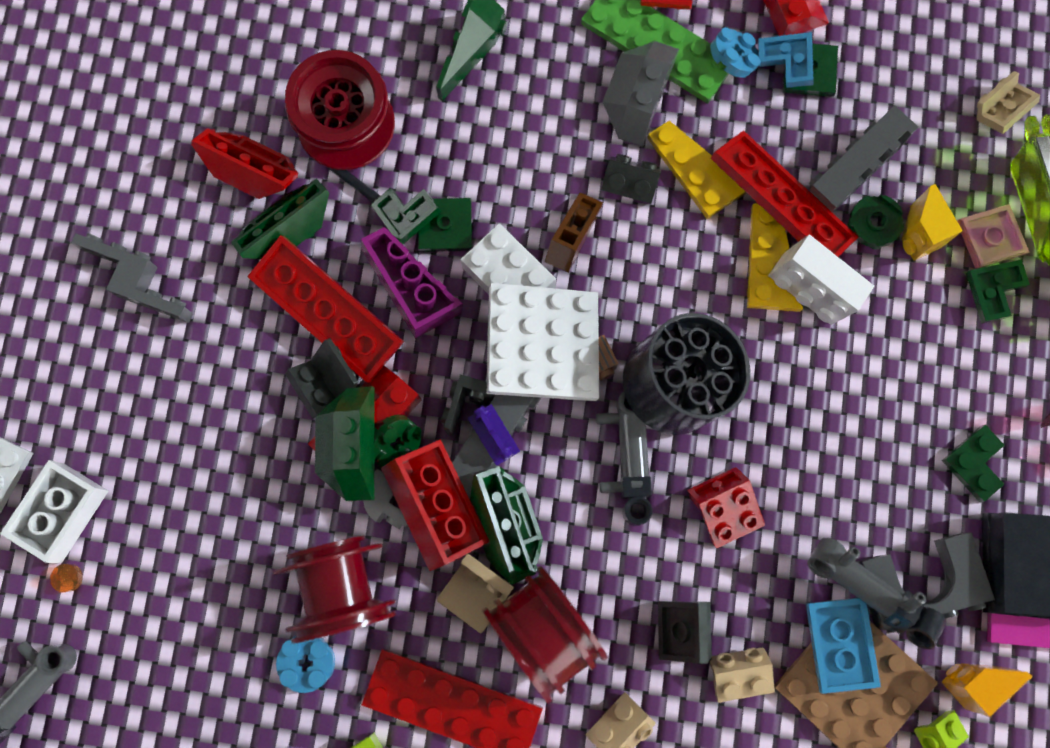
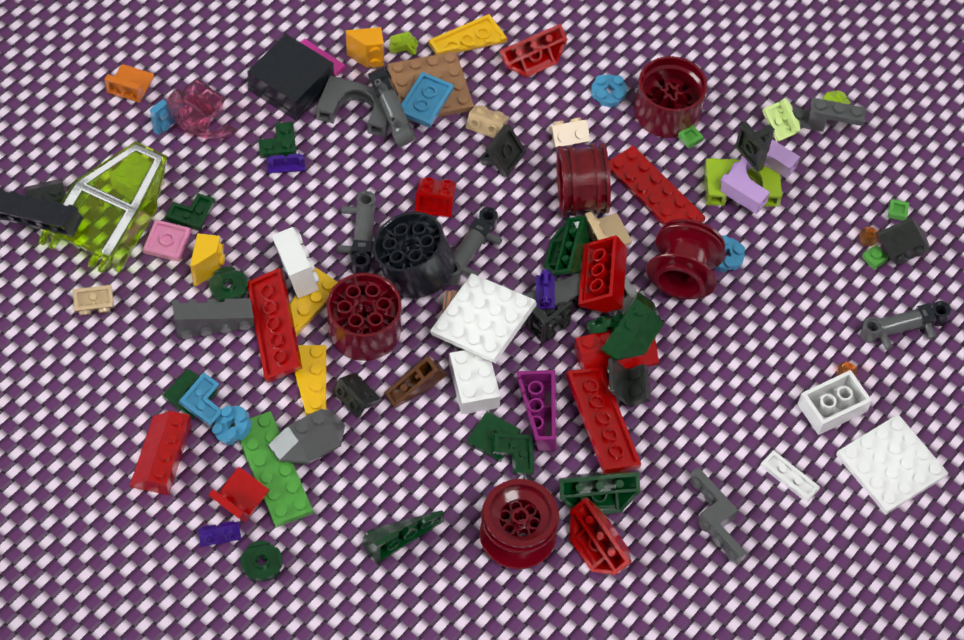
camera: 155 degrees left, 20 degrees down
(74, 386) = (790, 476): none -> white tile
(655, 287) = (364, 291): none -> dark red wheel
(778, 395) = (363, 232): none -> dark grey piece
(943, 433) = (287, 163): none -> dark purple hinge

